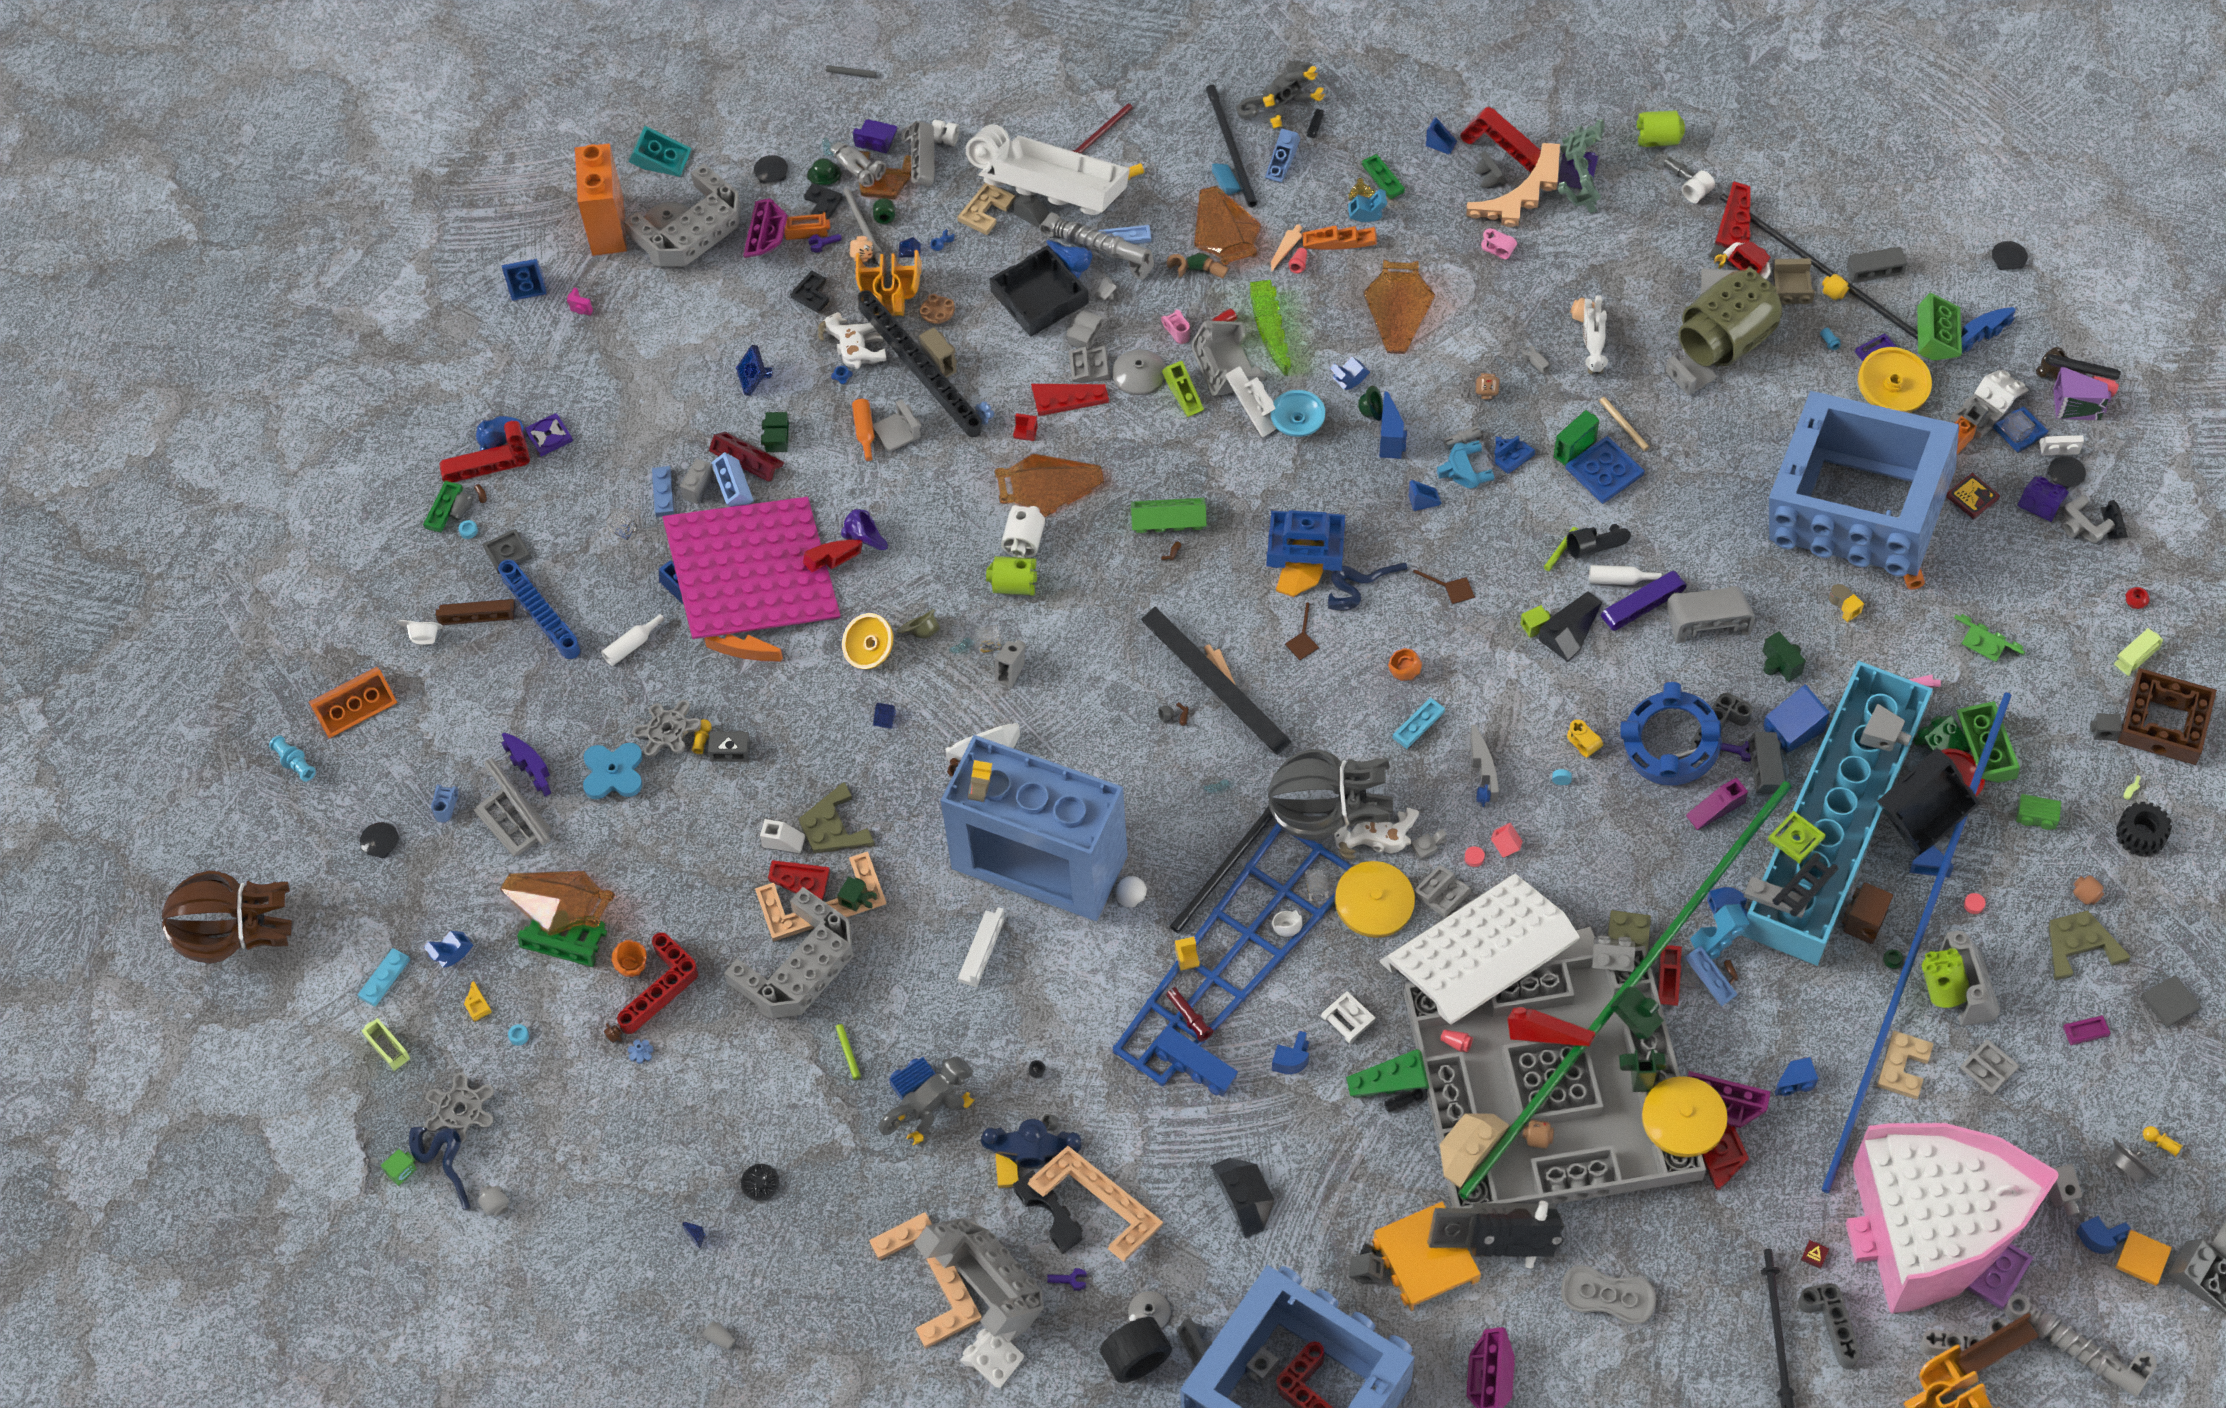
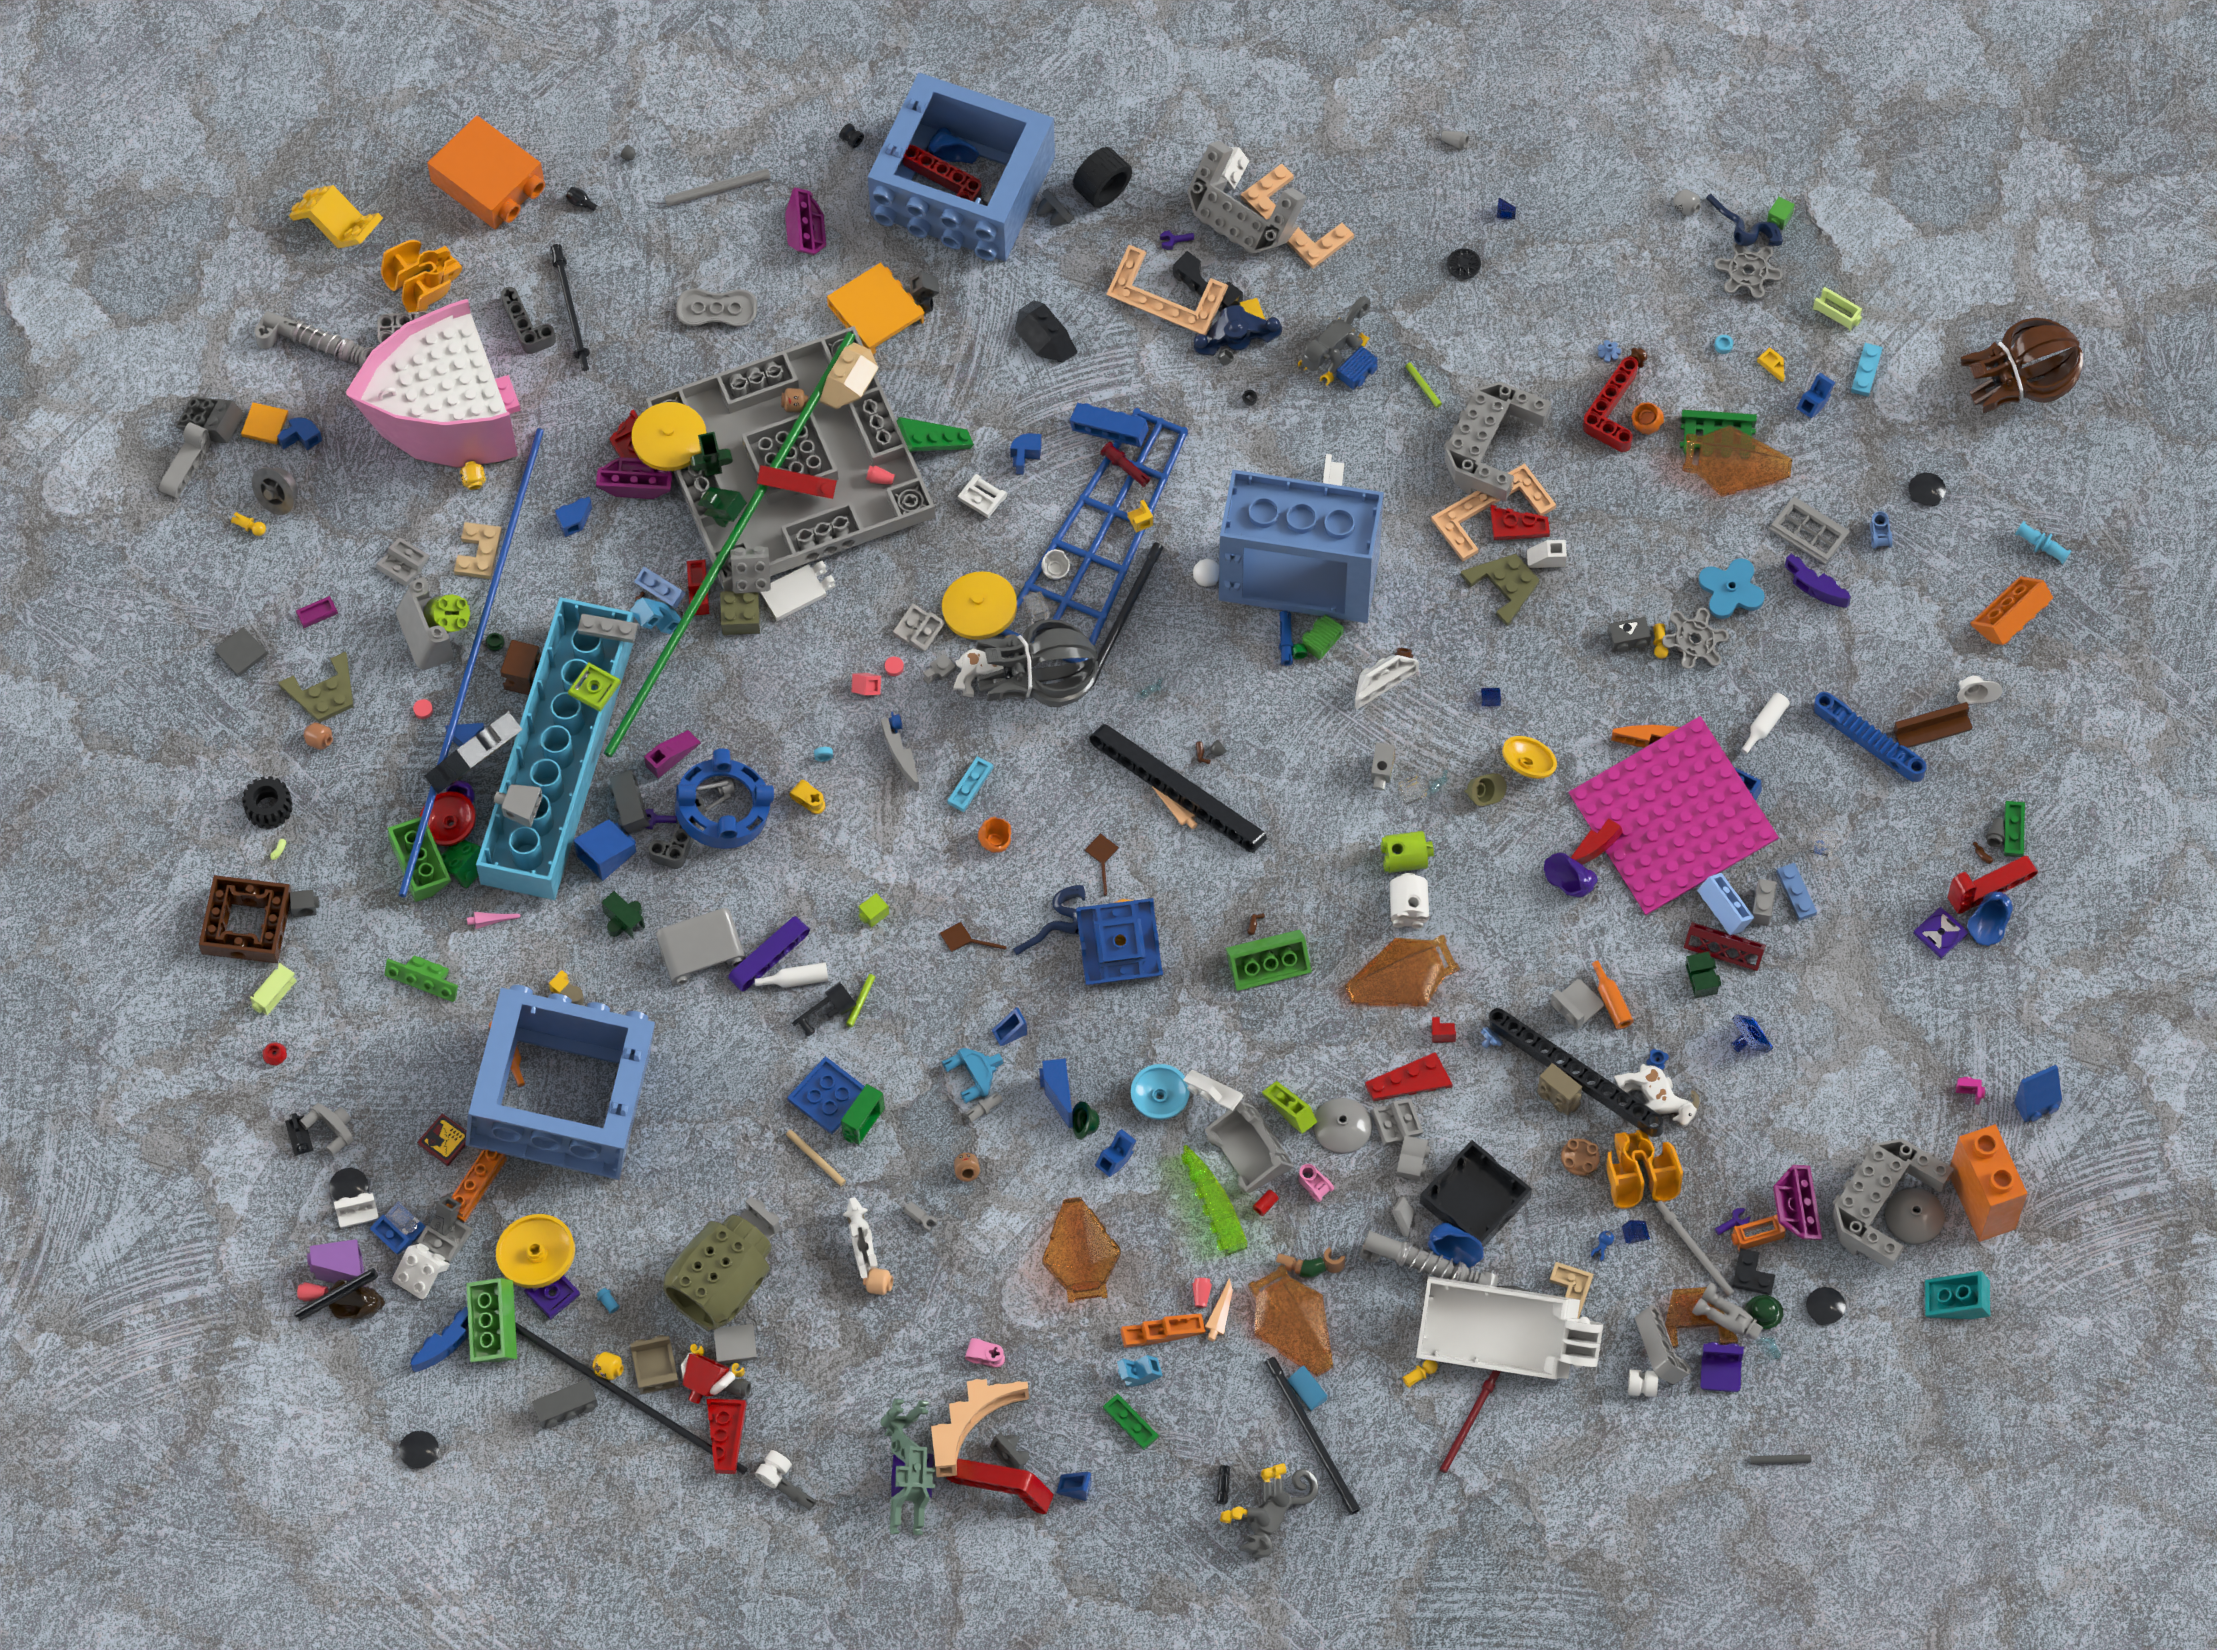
camera: 165 degrees right, 5 degrees up
(468, 529) = (1979, 813): medium azure tile -> none
(507, 547) = (1929, 797): dark grey tile -> none
(517, 801) = (1810, 540): light grey axle -> none
(807, 292) = (1727, 1147): black plate -> none
(854, 894) = (1460, 508): dark green brick -> none
(863, 247) = (1686, 1209): light nougat head -> none
(883, 211) = (1678, 1267): dark green head -> none
(979, 780) = (1351, 509): leg -> none
(1132, 234) = (1400, 1293): light blue tile -> none
(1160, 1305) = (1101, 235): light grey dish -> none
(1283, 155) = (1249, 1428): medium blue slope -> none
(1361, 189) = (1152, 1391): clear yellow piece -> none
(1484, 947) = (876, 559): white slope -> none
(1499, 1230) = (809, 323): piece -> none
(1512, 453) = (928, 1099): blue slope -> none
(1570, 626) = (837, 916): black wedge -> none
(1660, 128) = (826, 1535): lime cylinder -> none
(1726, 896) = (645, 661): blue brick -> none
(1806, 895) = (593, 632): black bar -> none
(1815, 1254) = (544, 377): dark red tile -> none
(1996, 1346) = (387, 315): reddish brown panel -> none
(2038, 811) = (367, 804): bright green brick -> none
(2042, 498) = (371, 1149): dark purple bracket -> none
(2066, 1190) = (332, 455): light grey torso -> none

